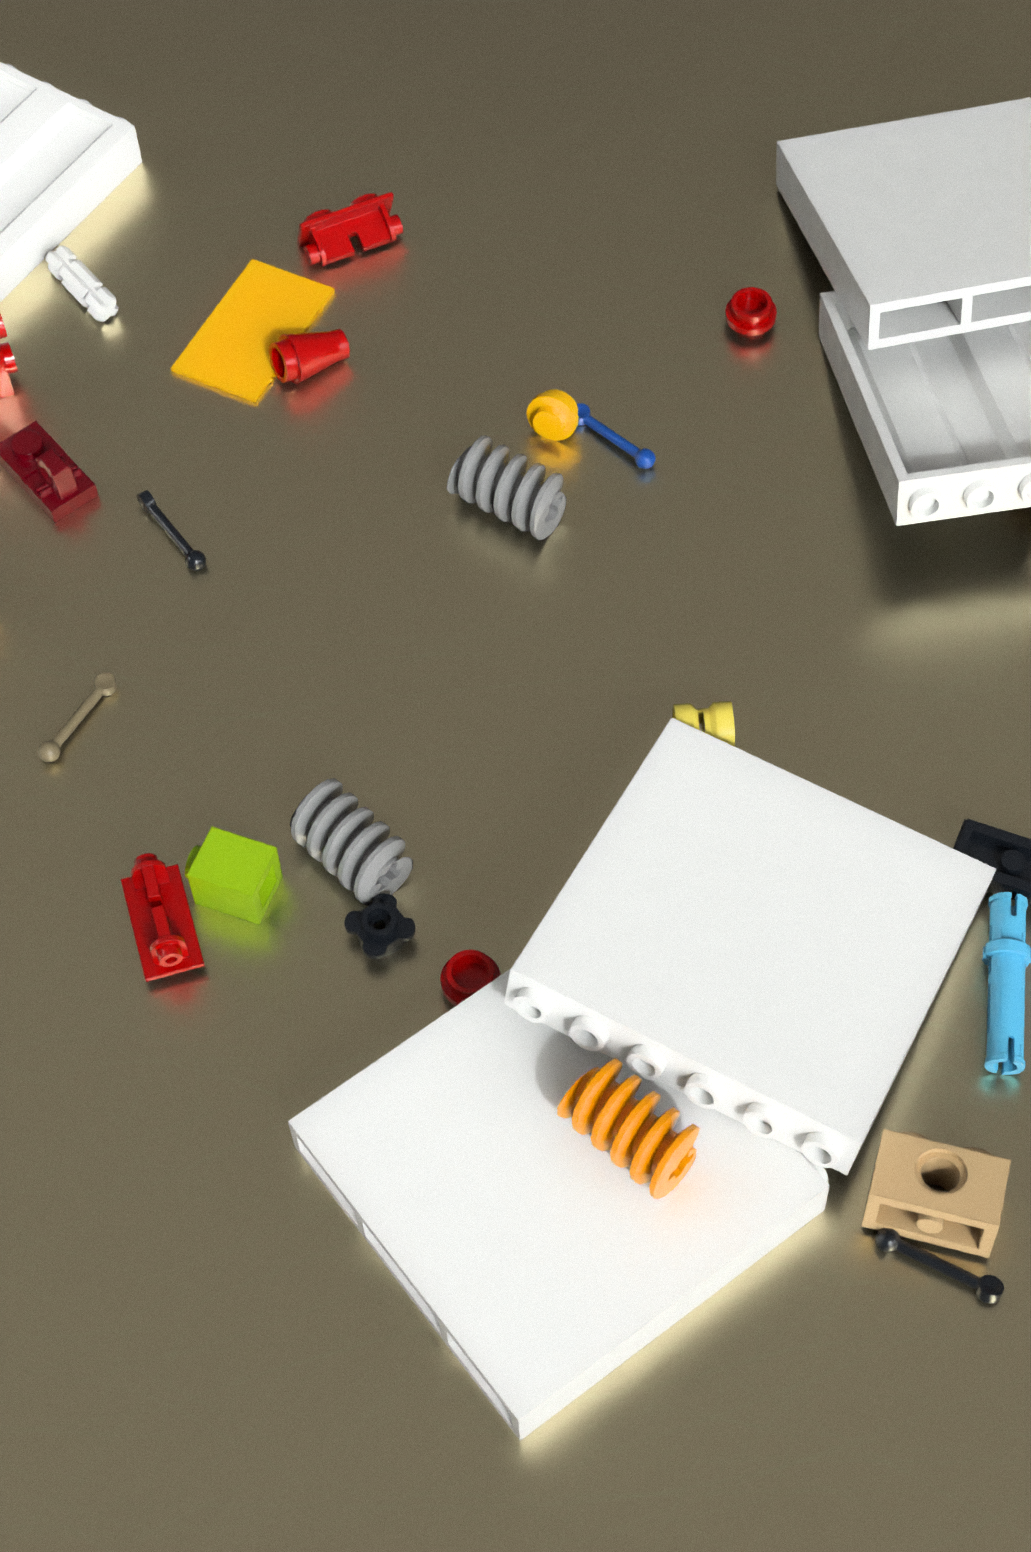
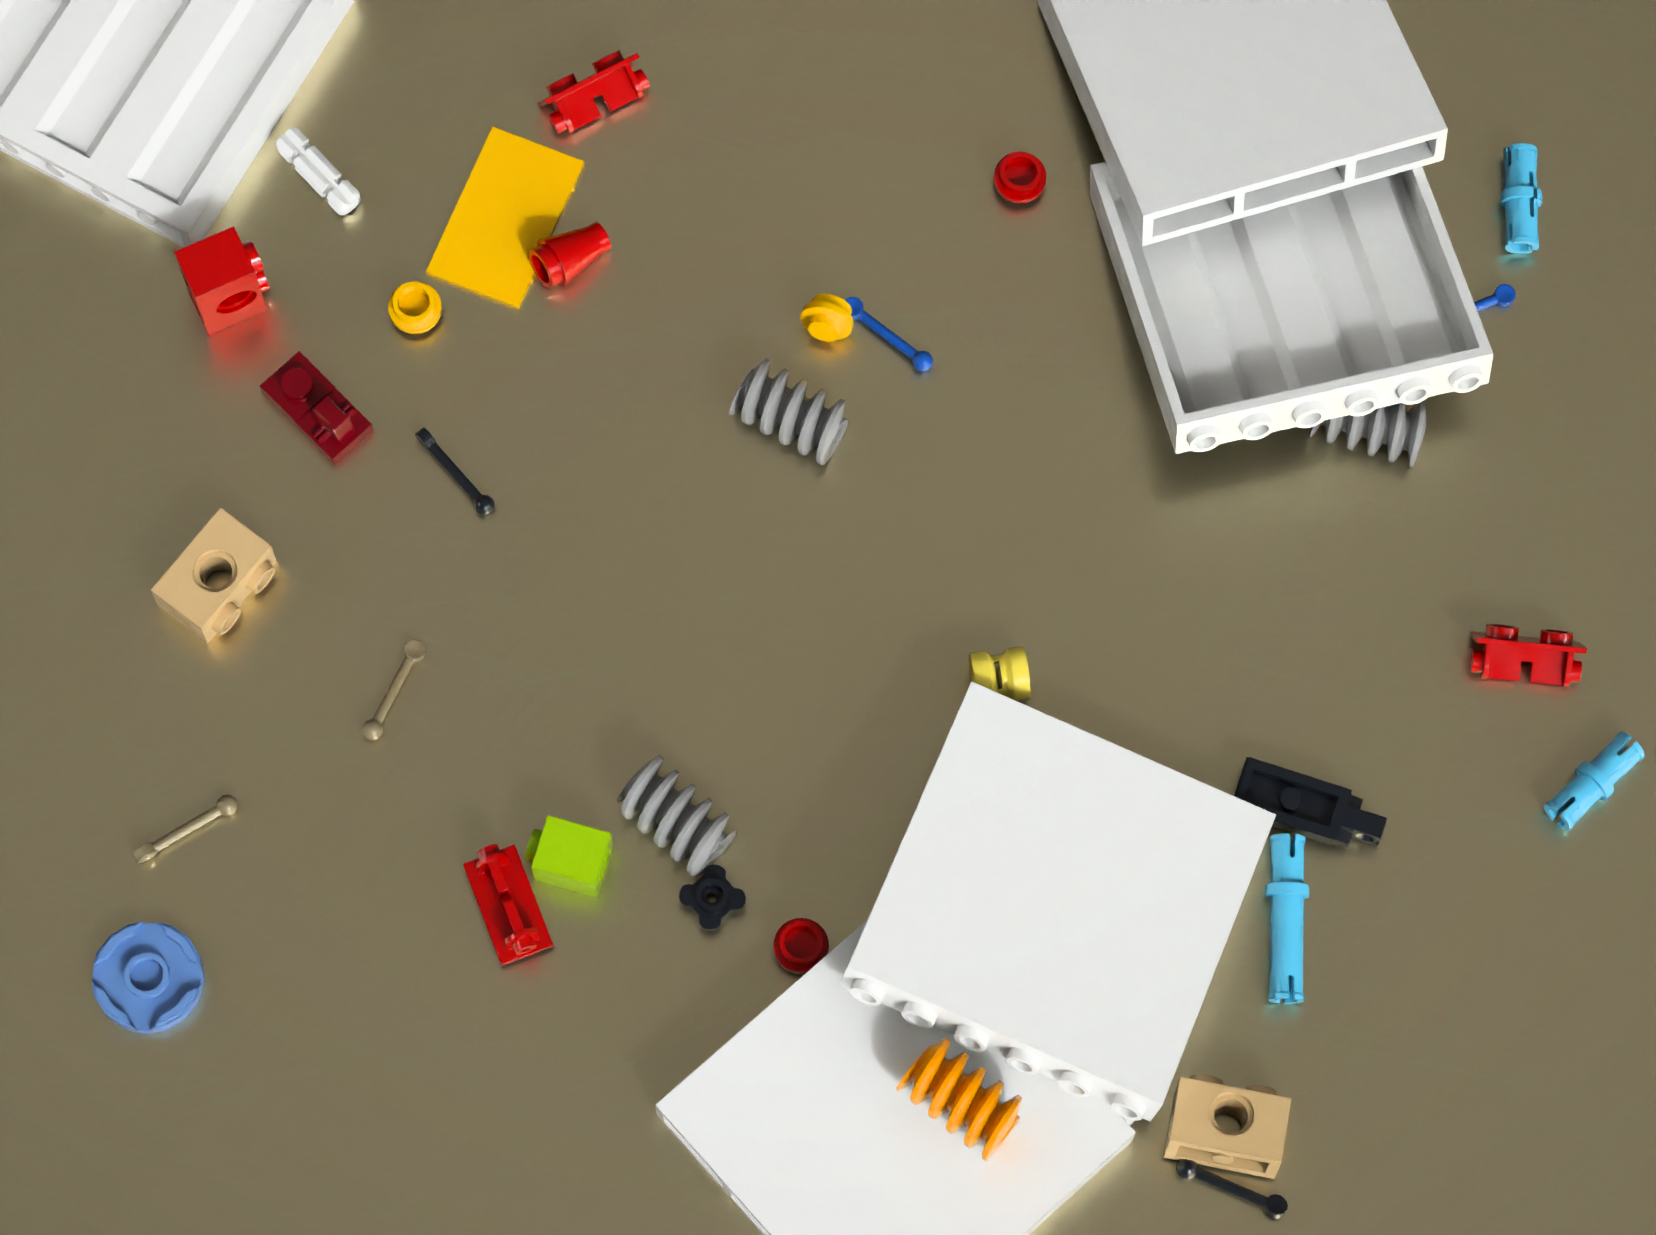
camera: 10 degrees left, 15 degrees up
(153, 391) = (414, 307): none -> yellow plate

